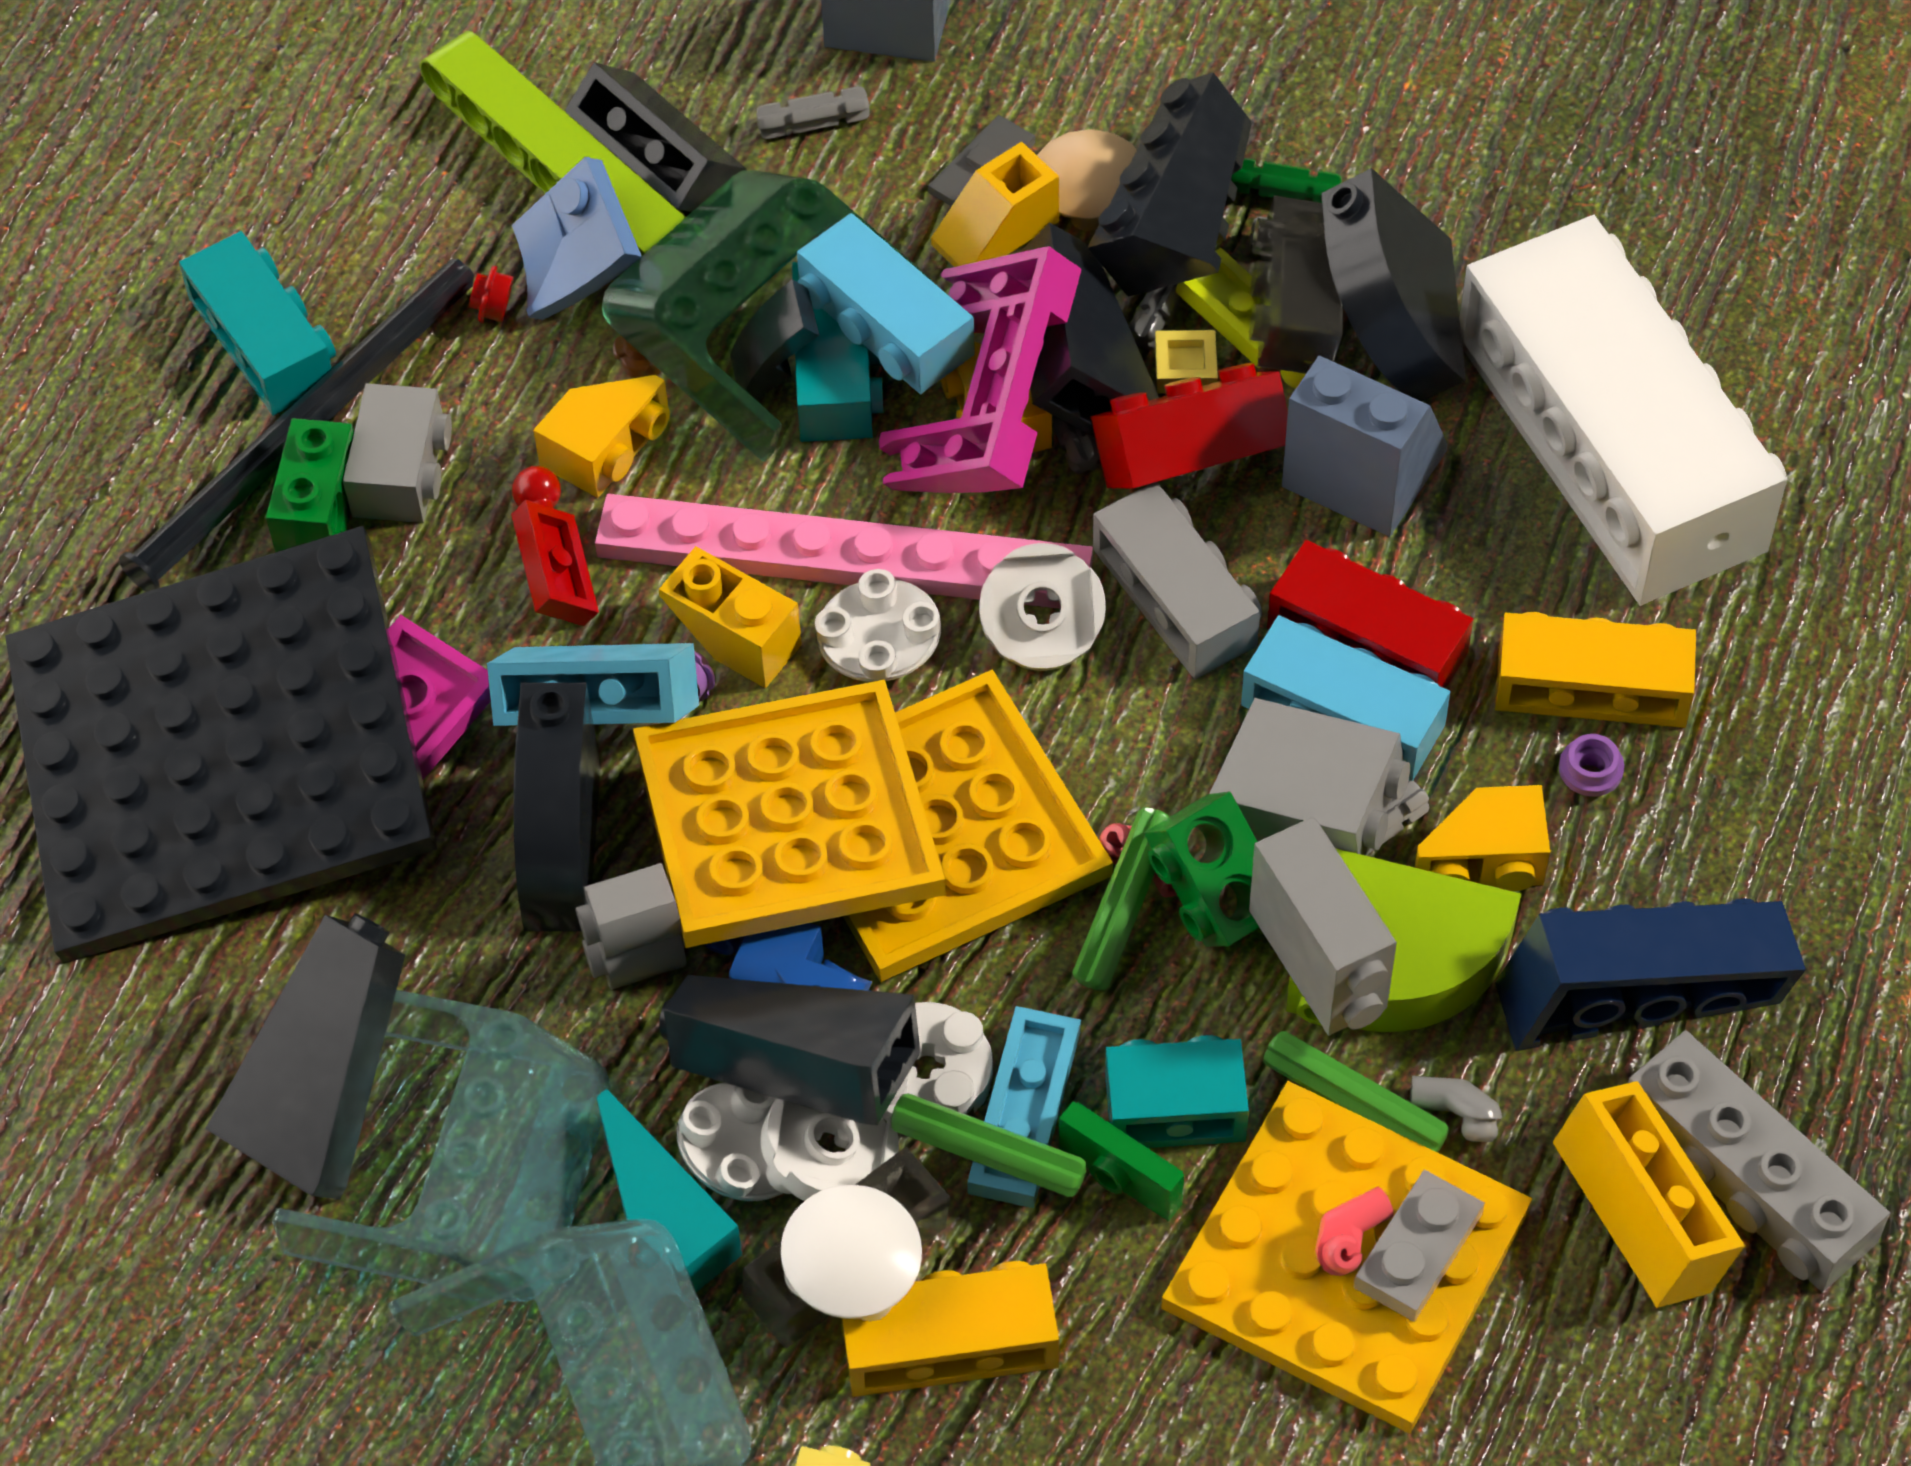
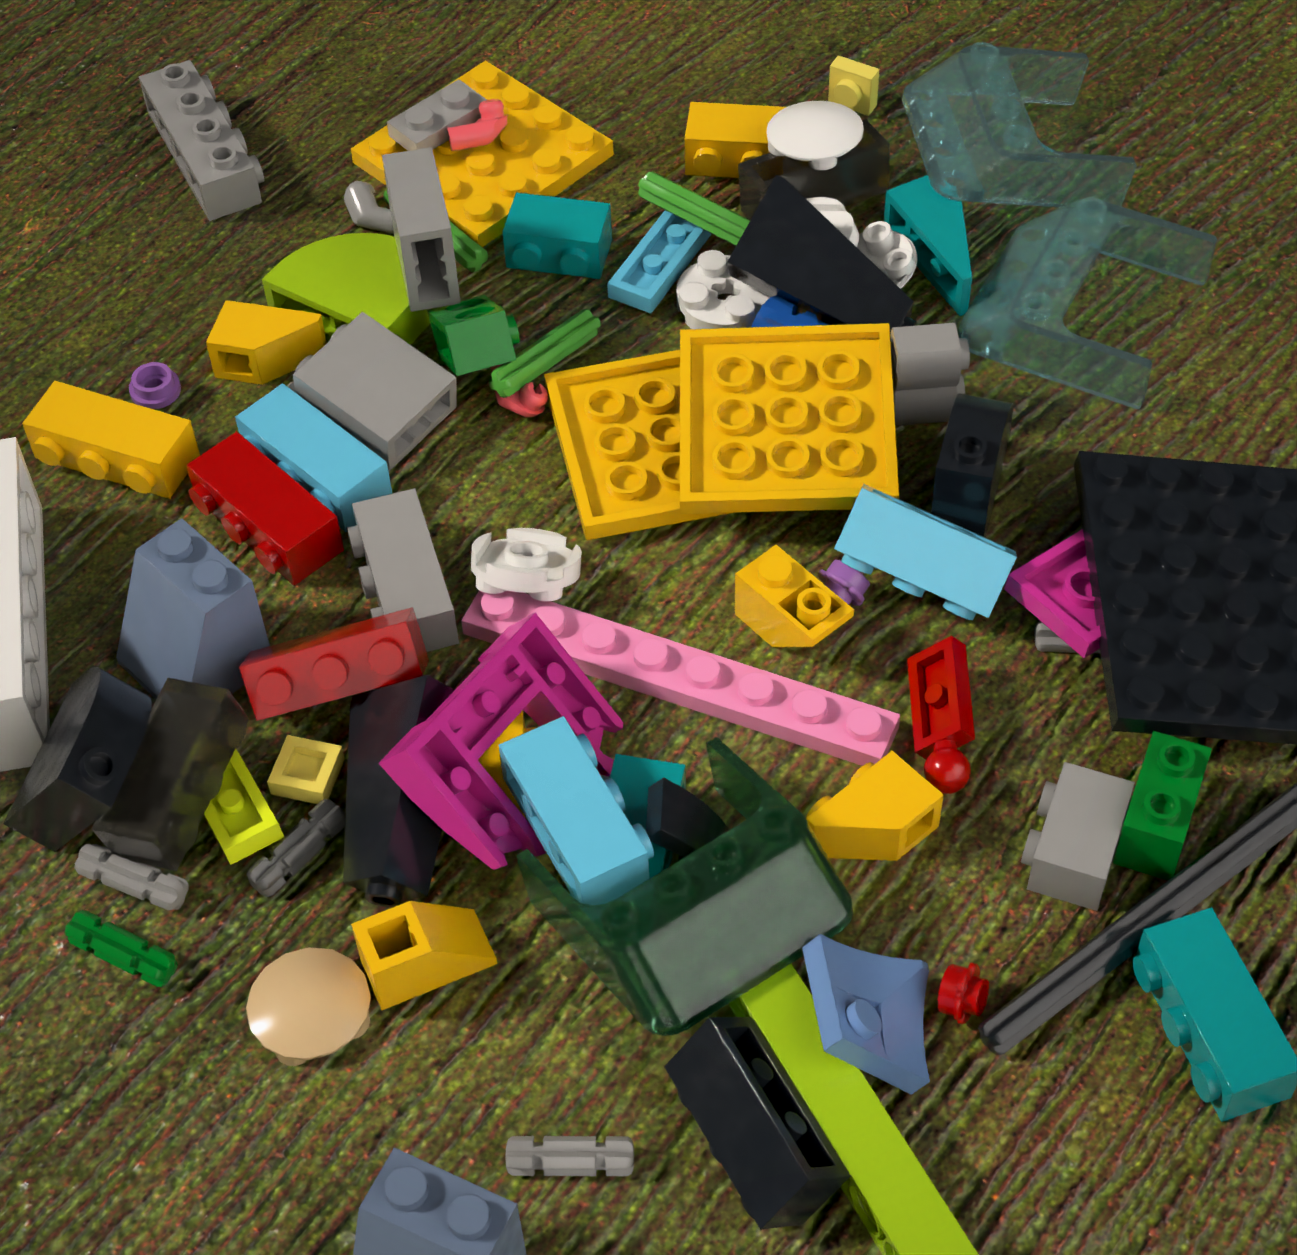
camera: 165 degrees left, 5 degrees down
(315, 1059) = (1185, 326): black slope -> none
(878, 628) = (667, 593): white dish -> none
(989, 144) = (410, 1056): dark grey piece -> none
(1121, 1161) = (627, 215): green plate -> none
(1175, 190) = (244, 897): black wedge -> none
(1646, 966) = (198, 233): dark blue wedge -> none
(1648, 1194) = (279, 120): yellow brick -> none

